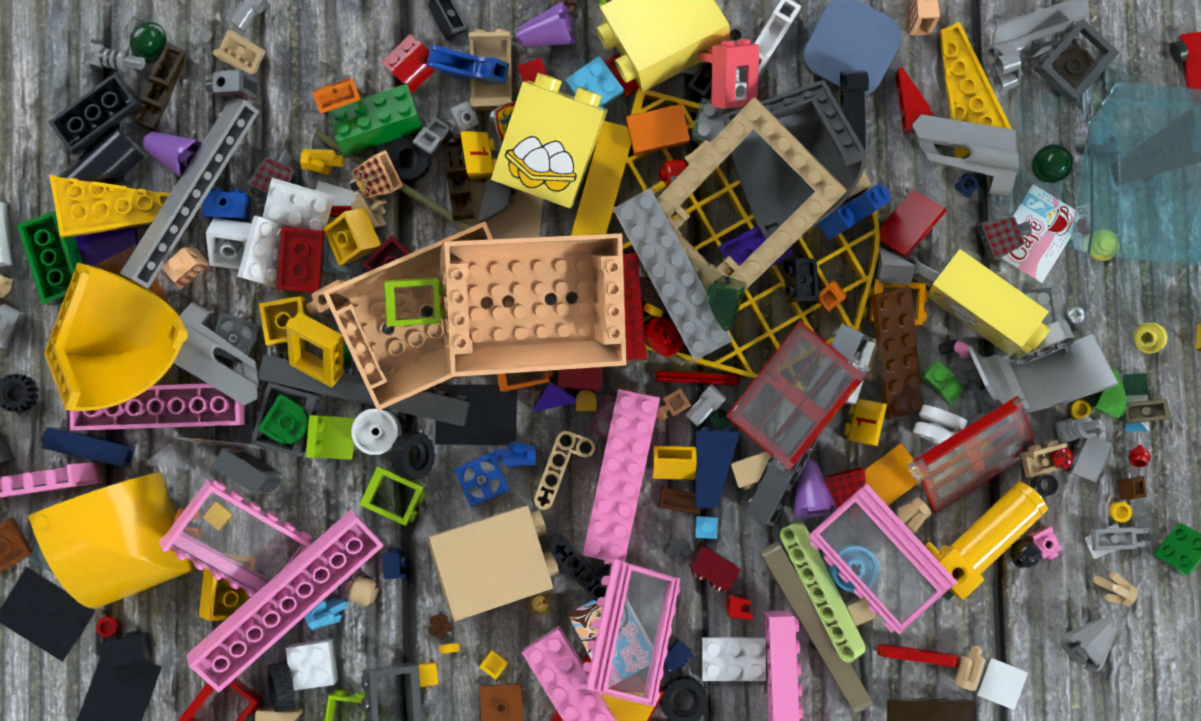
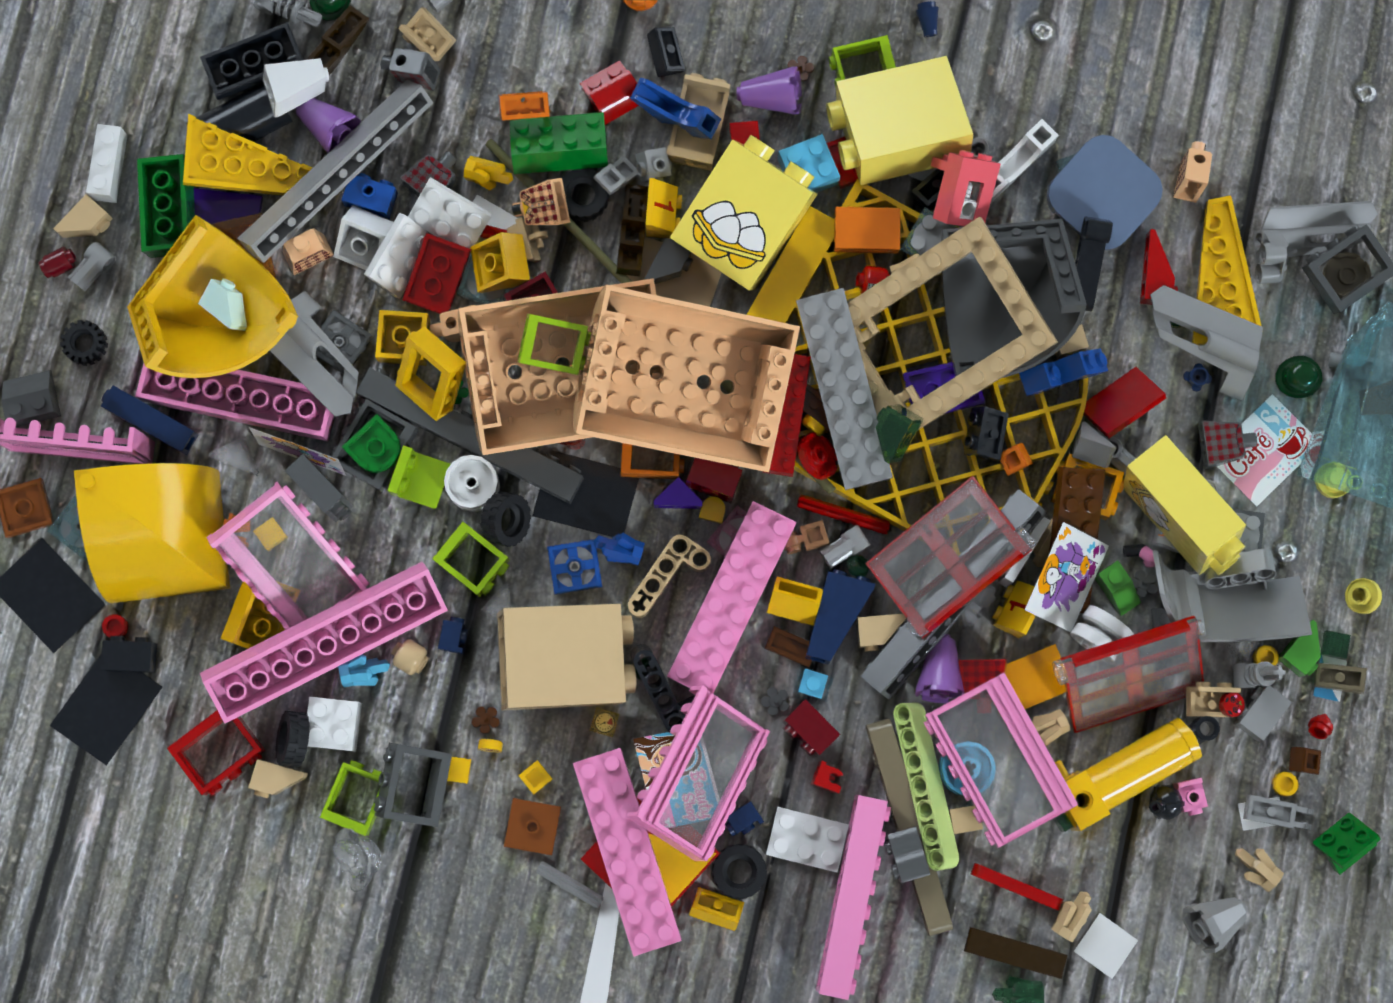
camera: 10 degrees right, 5 degrees down
(125, 332) = (225, 303): none -> light aqua slope
(134, 125) = (293, 83): none -> white slope
(501, 118) = (697, 175): shield -> none
(822, 654) = (907, 854): none -> dark grey brick
(899, 387) = (1066, 577): none -> sticker

